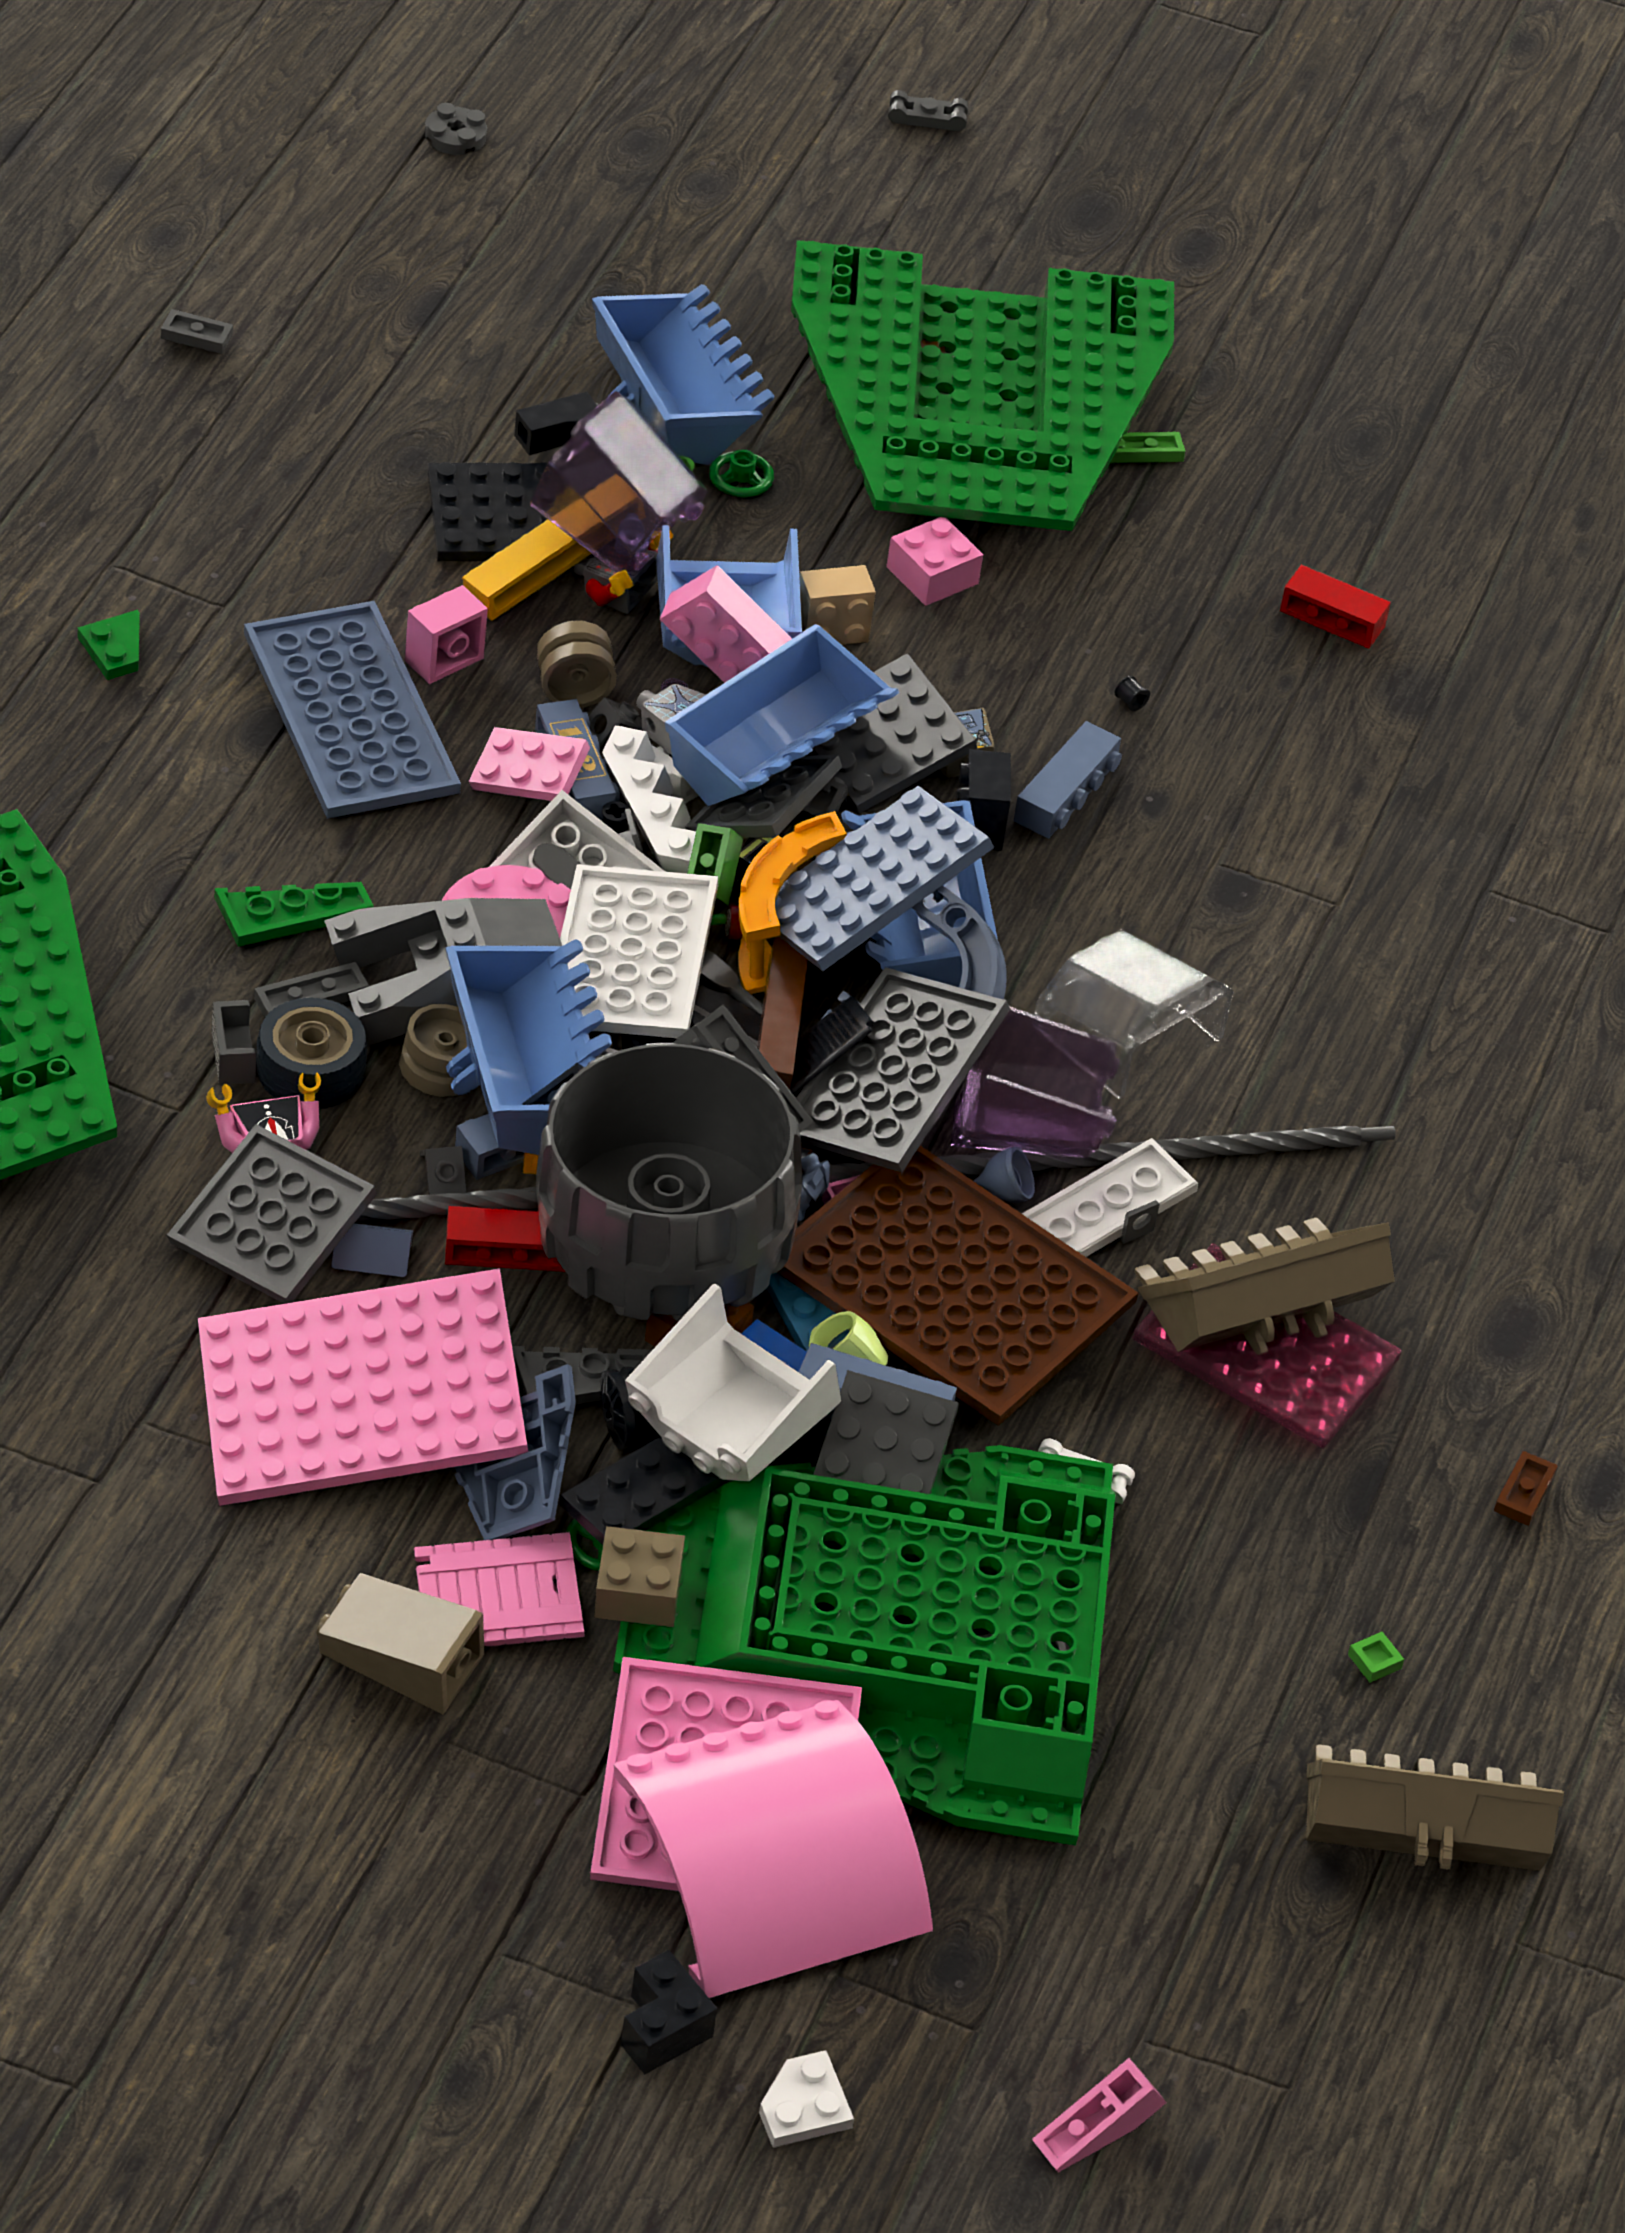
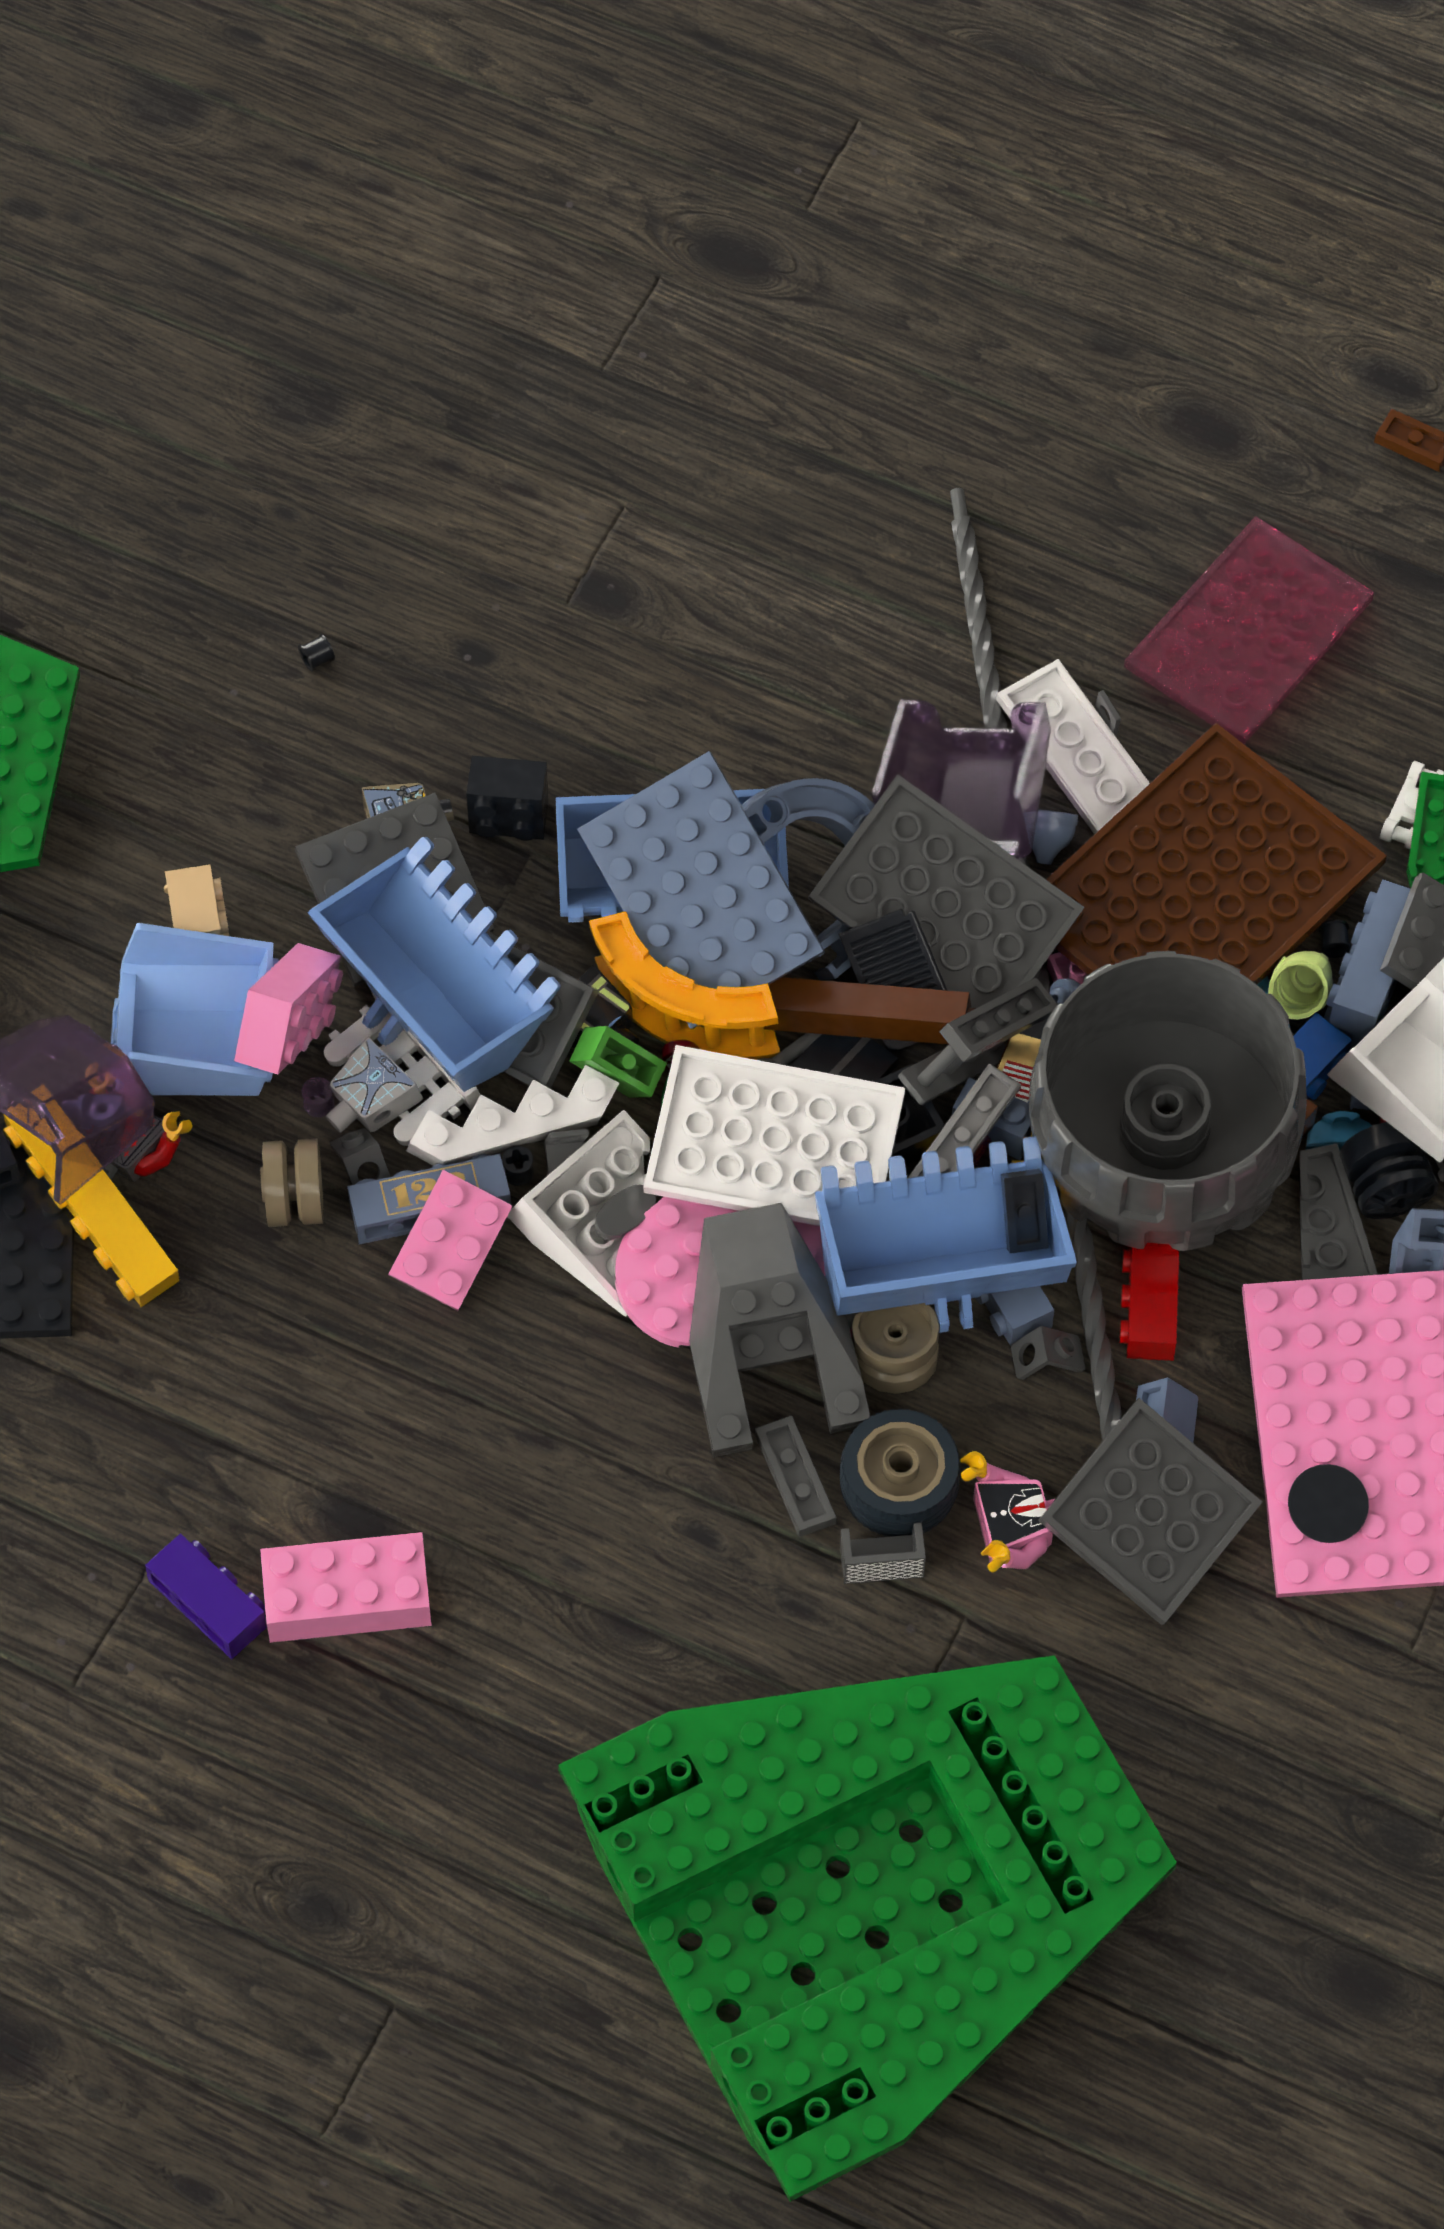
camera: 80 degrees left, 15 degrees up
(113, 644) = (219, 1682): green wing -> none
(190, 629) = (207, 1595): none -> dark purple brick
(197, 708) = (345, 1587): none -> bright pink brick
(268, 915) = (669, 1506): green wing -> none
(280, 1338) = (1328, 1503): none -> black piece
(351, 709) = (337, 1428): sand blue plate -> none
(445, 634) = (237, 1317): bright pink brick -> none
(934, 560) = (104, 820): bright pink brick -> none
(1068, 780) = (451, 719): sand blue brick -> none
(1130, 994) = (819, 686): clear windscreen -> none
(1268, 1286) = (1199, 610): dark tan piece -> none
(1335, 606) = (182, 448): red brick -> none

